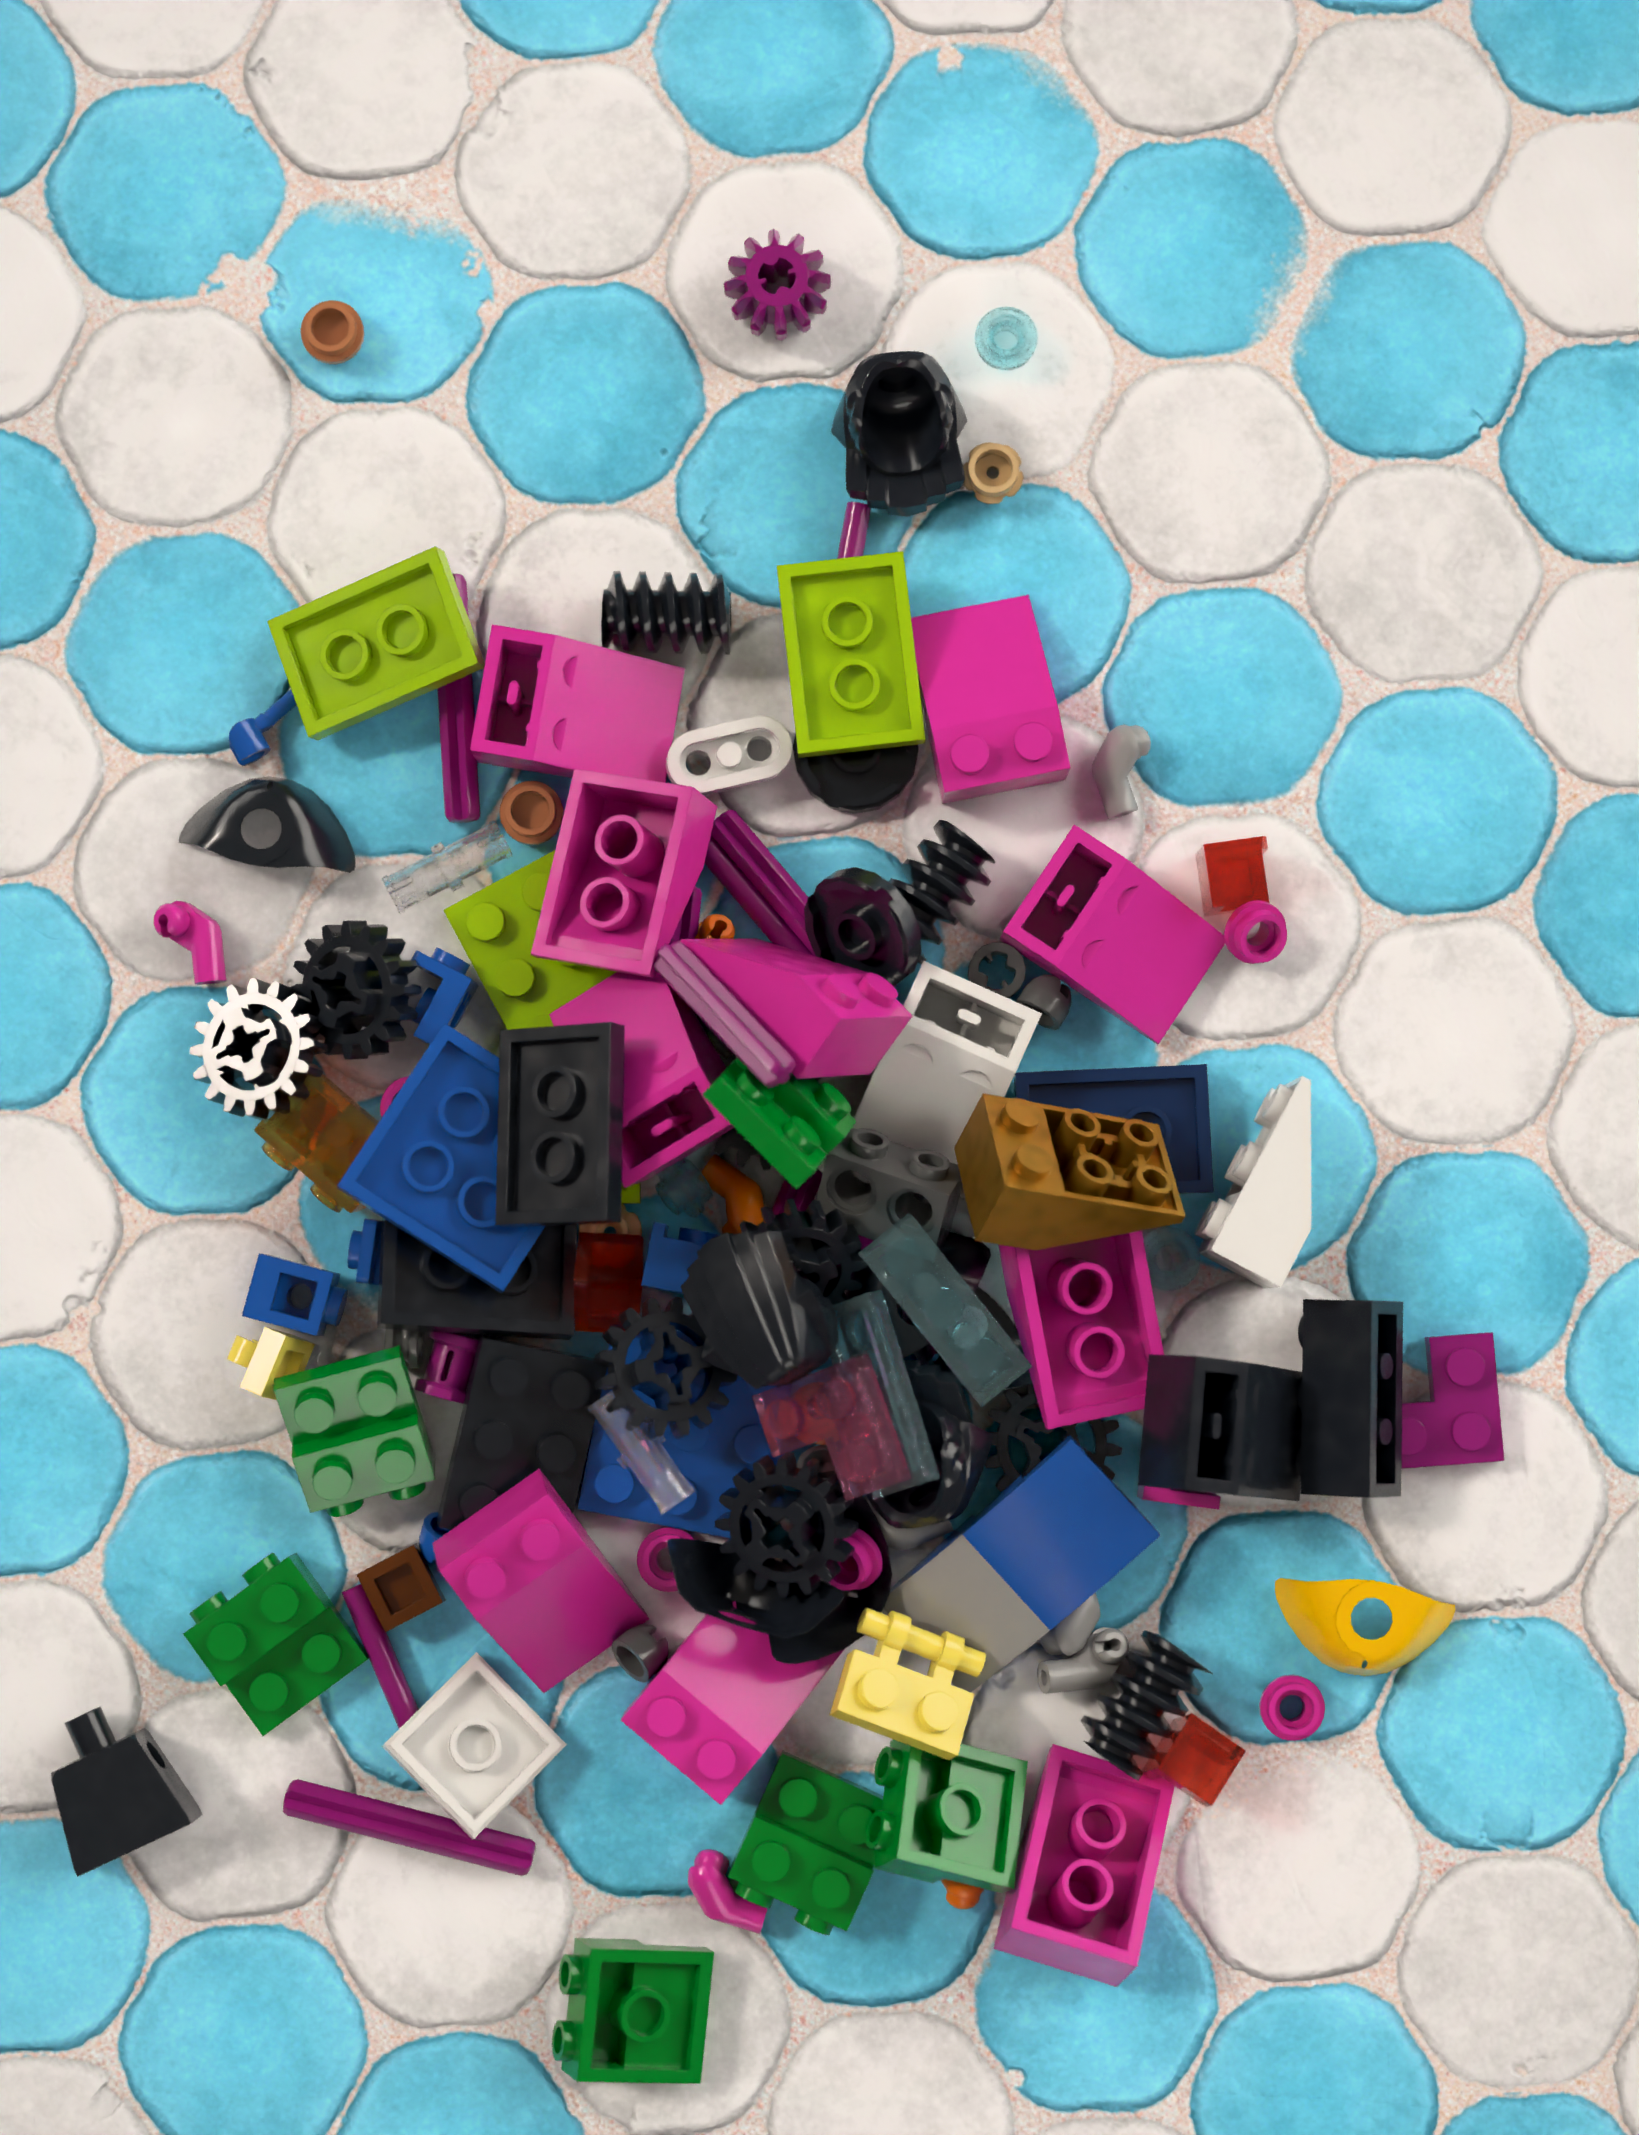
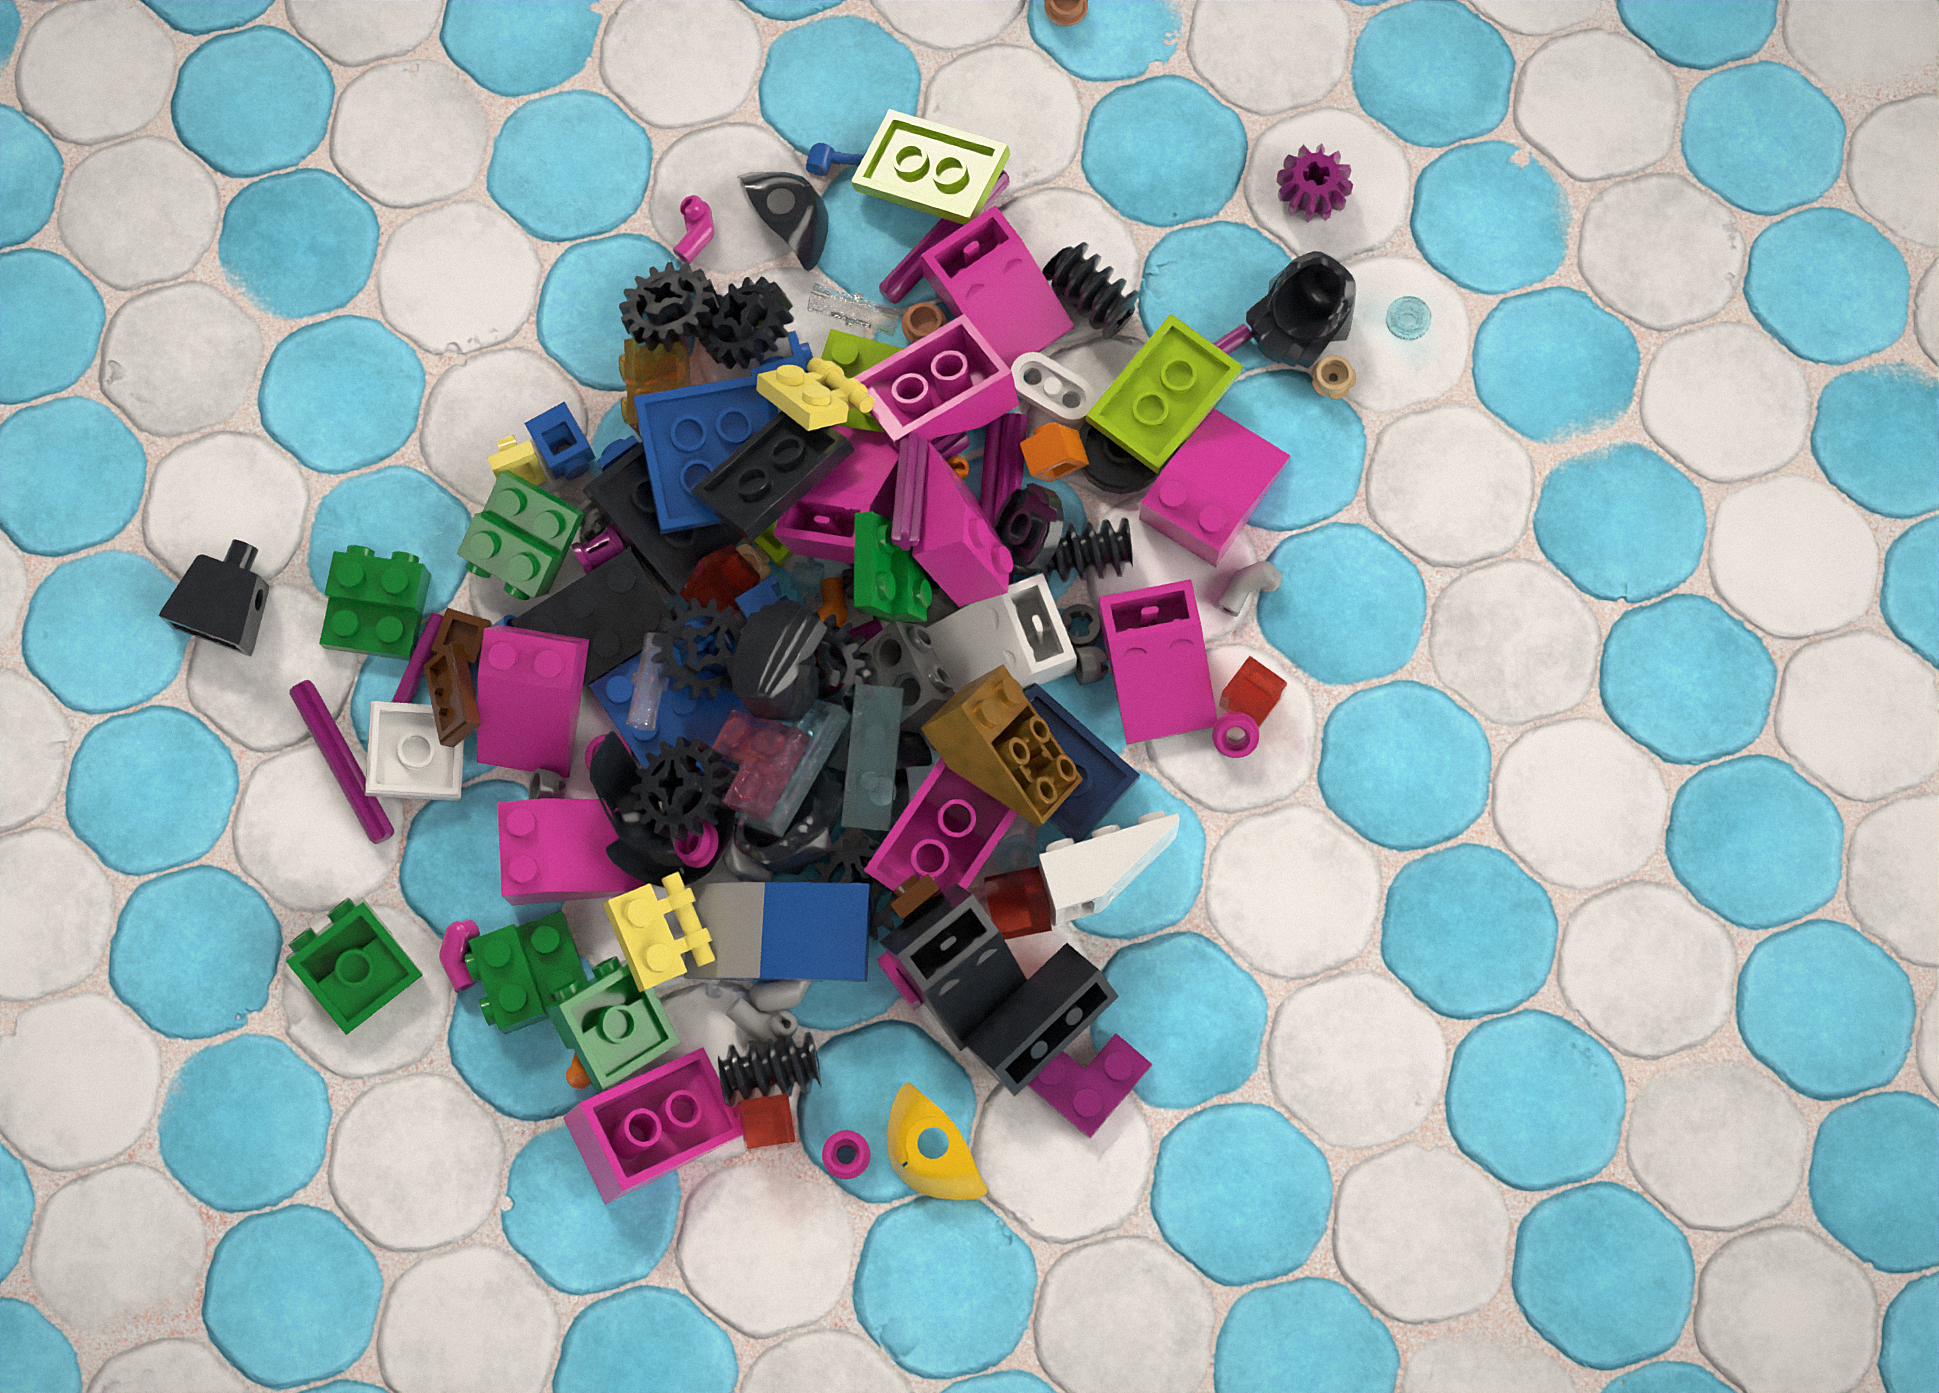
camera: 50 degrees right, 10 degrees down
(459, 1658) = (452, 695): none -> reddish brown plate
(517, 1018) = (814, 397): none -> light yellow plate
(799, 820) = (1053, 452): none -> orange plate
(1128, 1407) = (913, 895): none -> reddish brown plate
(1217, 1308) = (1018, 903): none -> clear red panel

